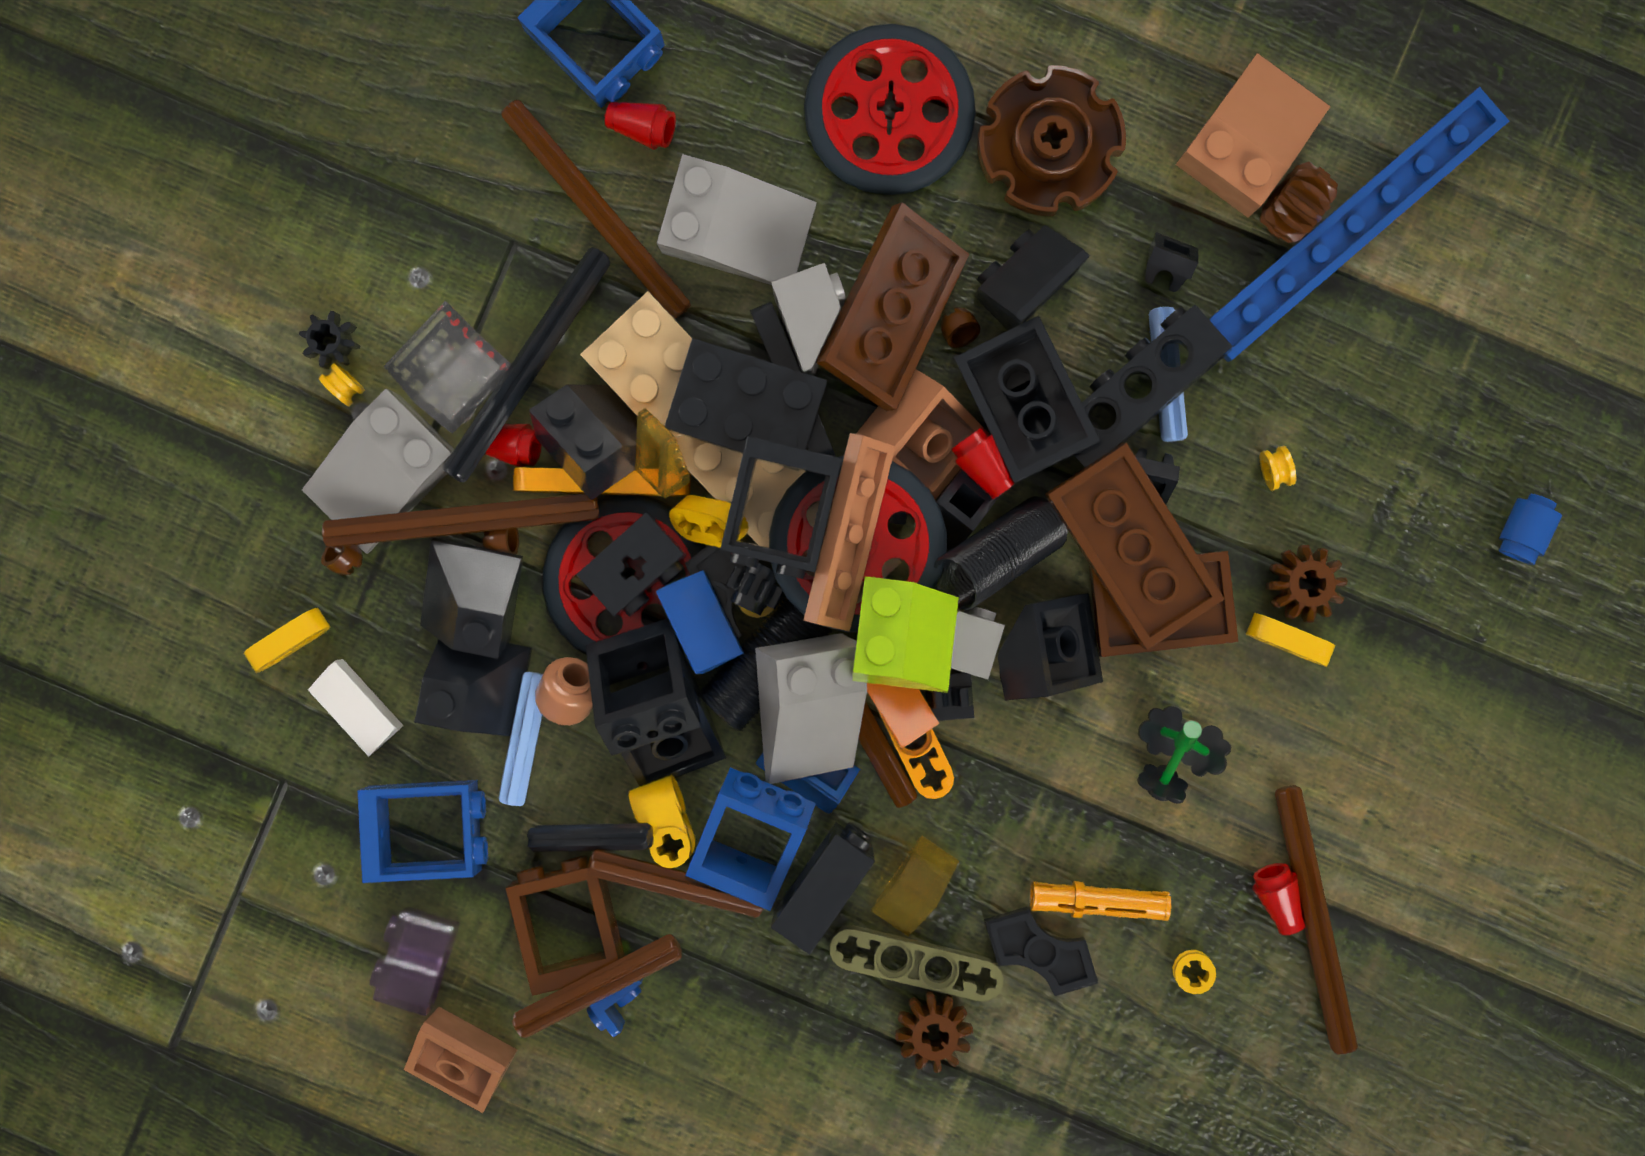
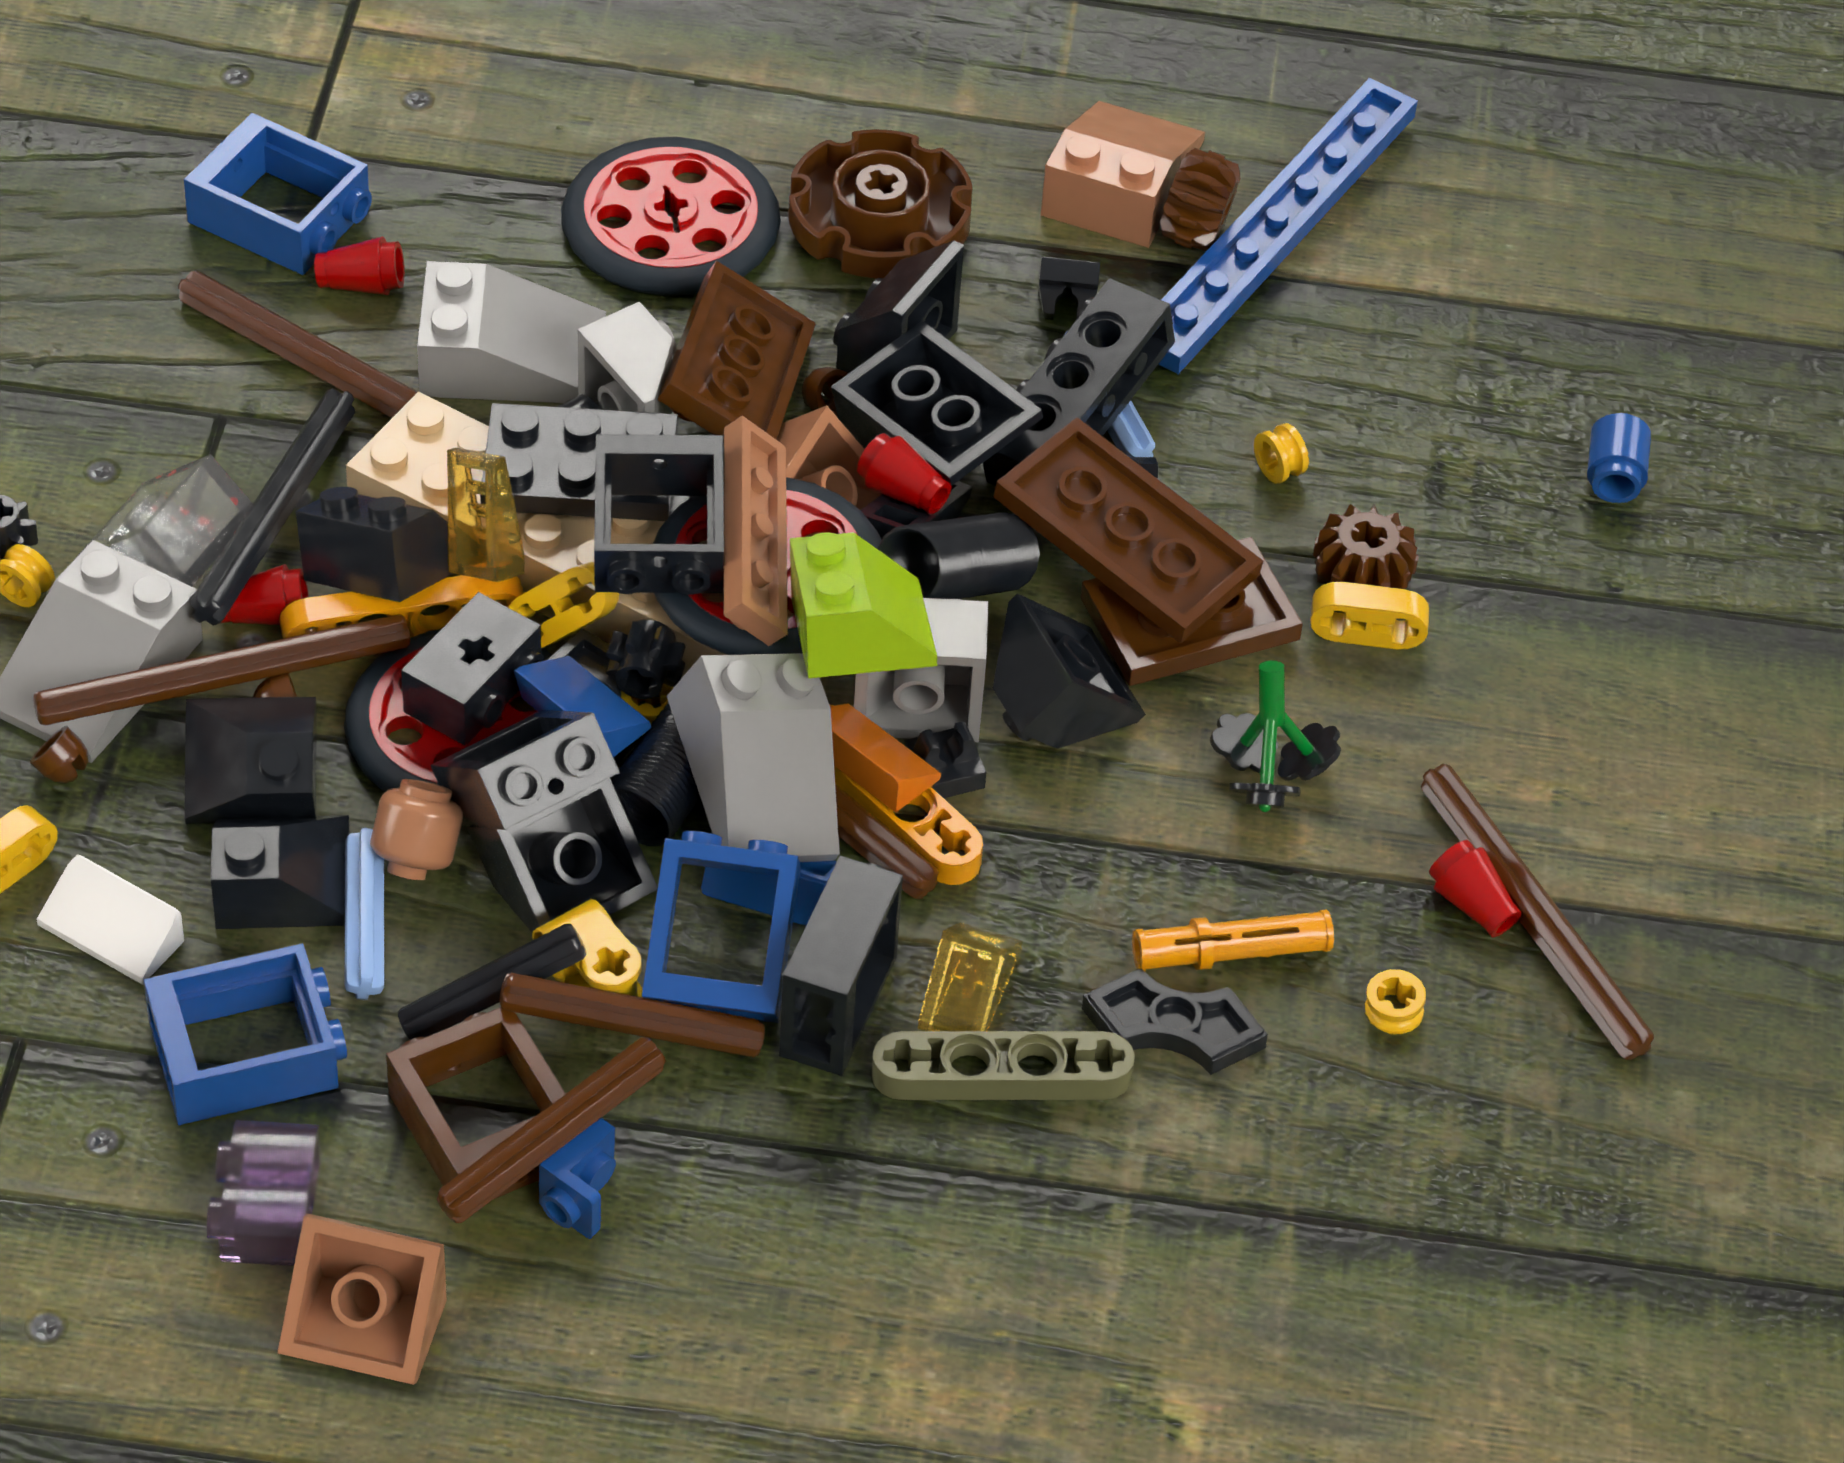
camera: 20 degrees left, 40 degrees down
(919, 1042) = (1056, 1128): reddish brown gear -> none

